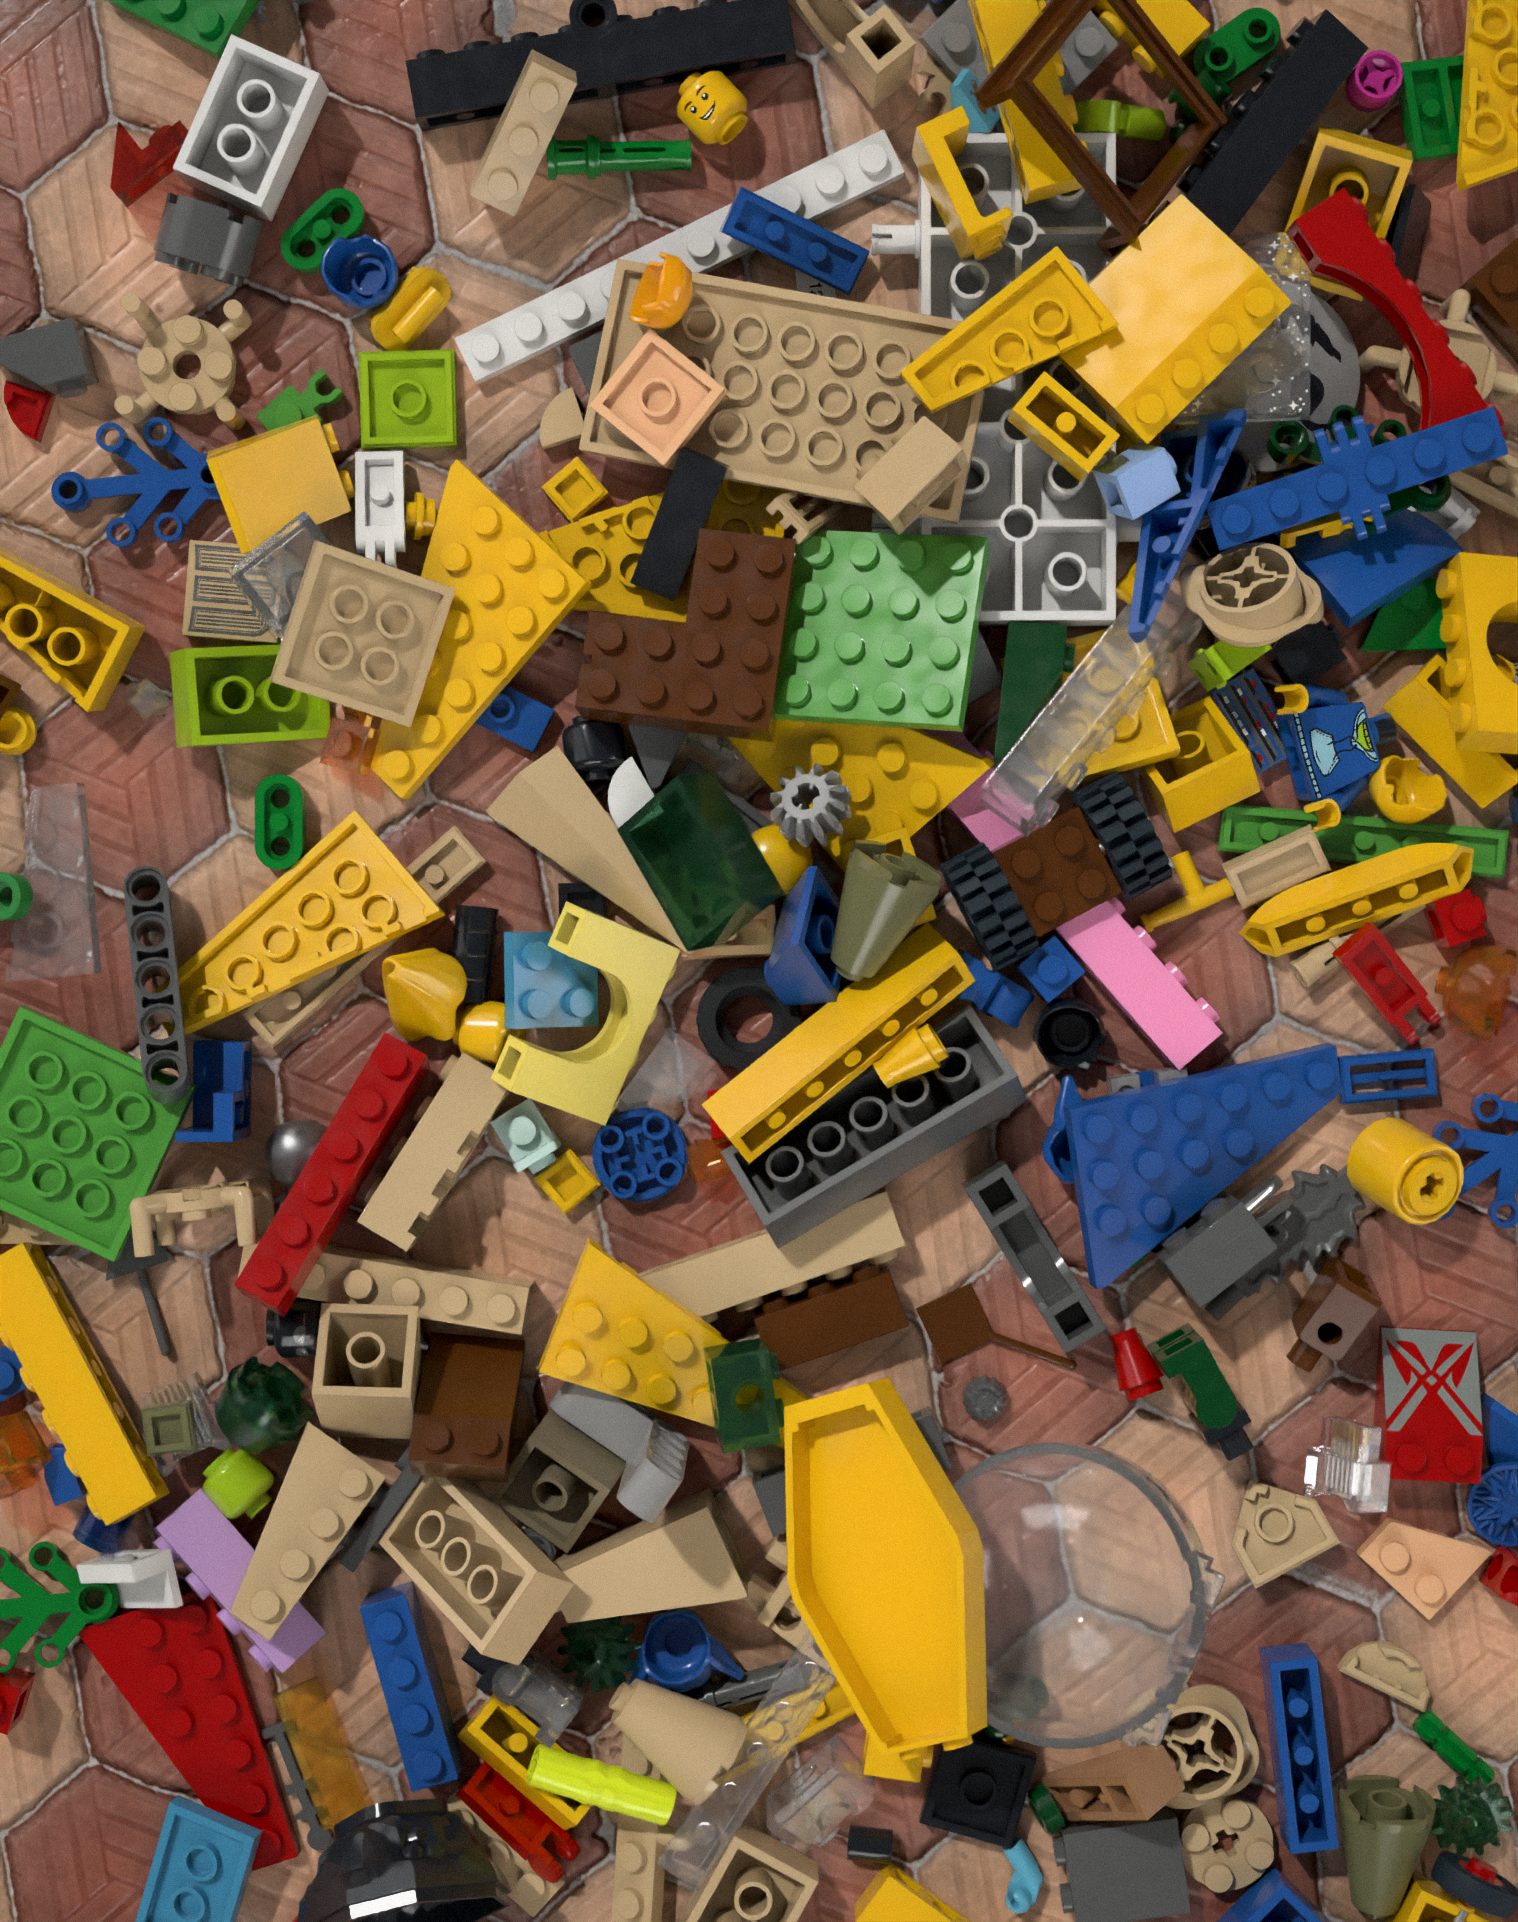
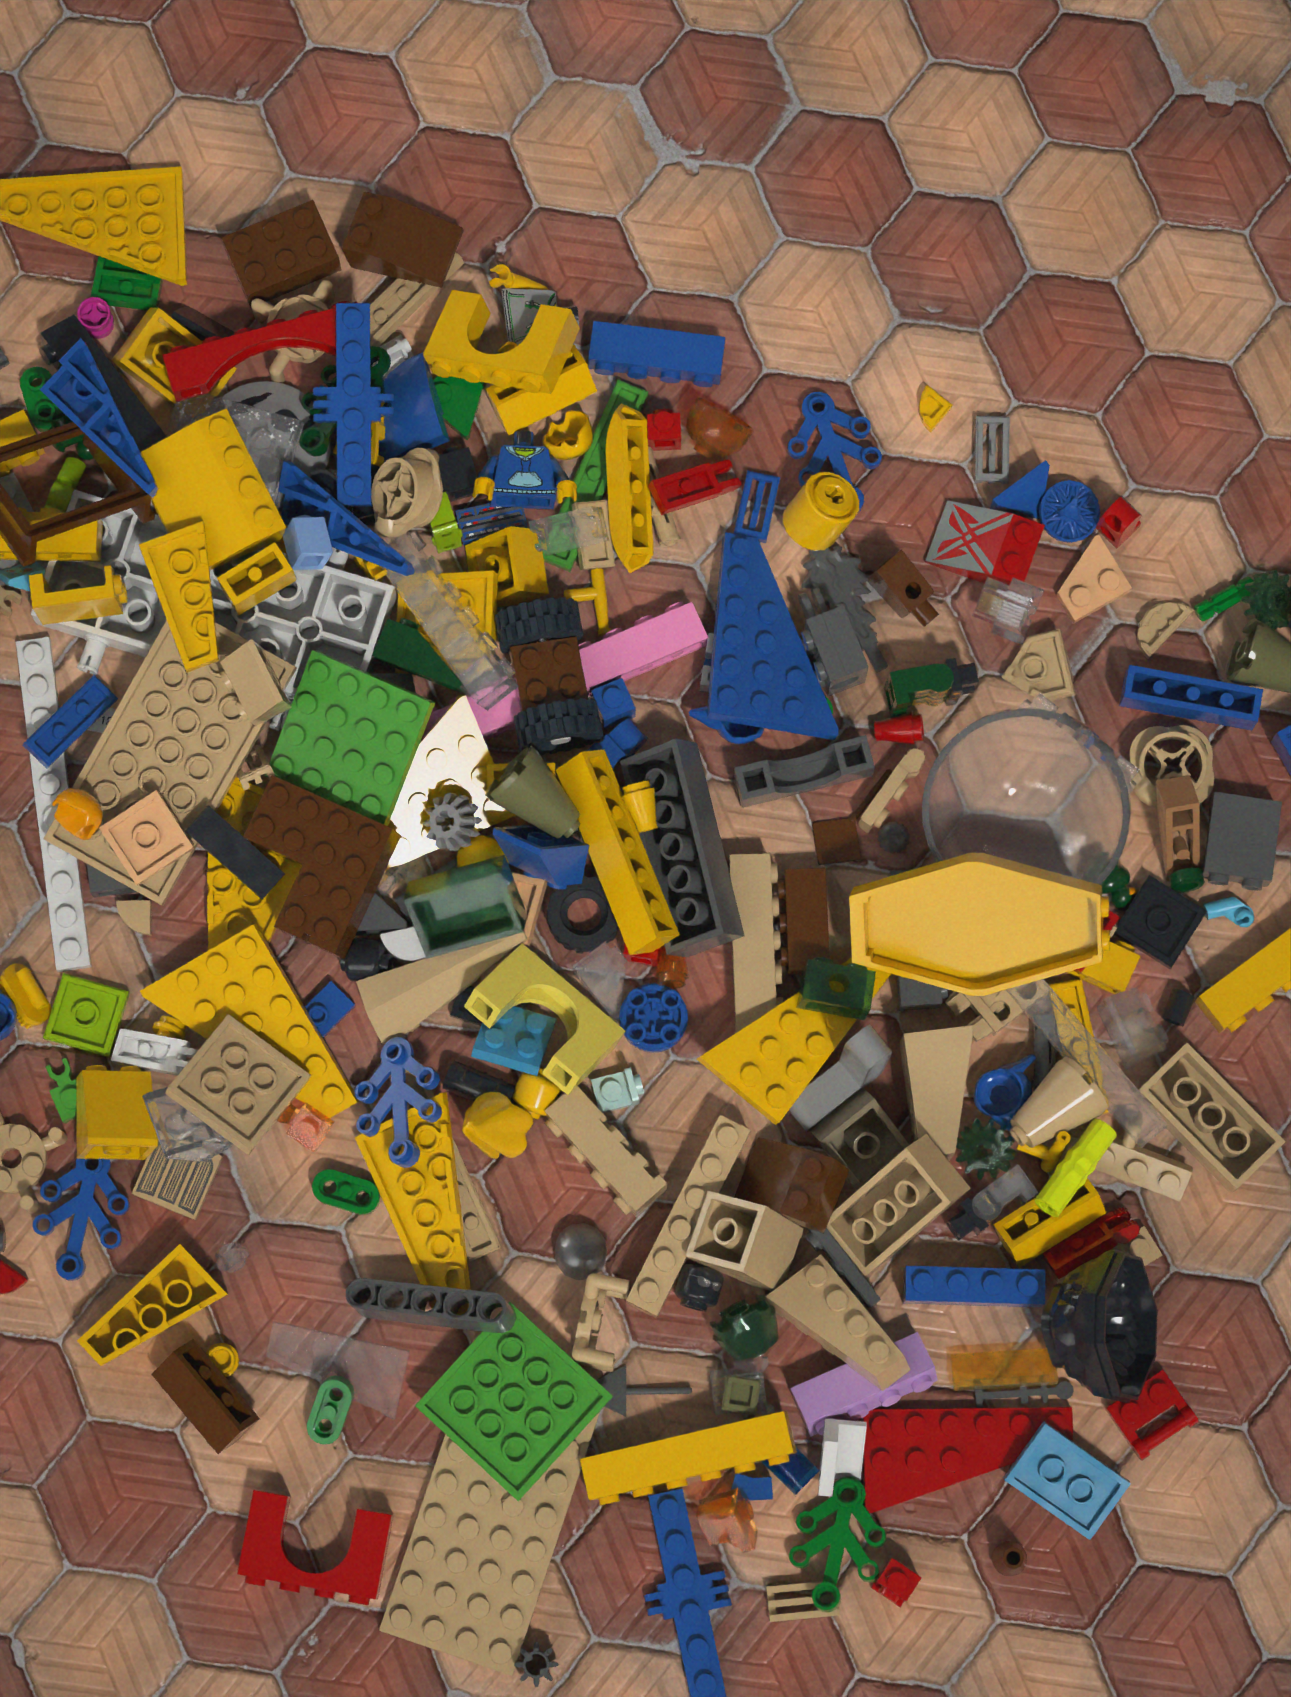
camera: 75 degrees left, 10 degrees down
(77, 1833) = (1000, 1562): none -> reddish brown cone
(223, 1094) = (523, 1288): blue panel -> none
(228, 699) = (252, 1190): lime slope -> none
(238, 1483) = (795, 1363): lime head -> none
(333, 1175) = (600, 1221): red brick -> none
(420, 851) = (397, 1097): none -> blue plant
(567, 1181) = (656, 1073): yellow tile -> none
(575, 490) = (186, 922): yellow tile -> none
(618, 1742) = (1049, 1154): none -> yellow piece
(1049, 1380) = (893, 788): none -> tan hinge
(1069, 1033) = (661, 703): black hair -> none
(1232, 1868) = (1255, 752): tan plate -> none
(1242, 104) = (86, 399): none -> blue wedge
(1270, 835) = (570, 530): none -> clear hinge

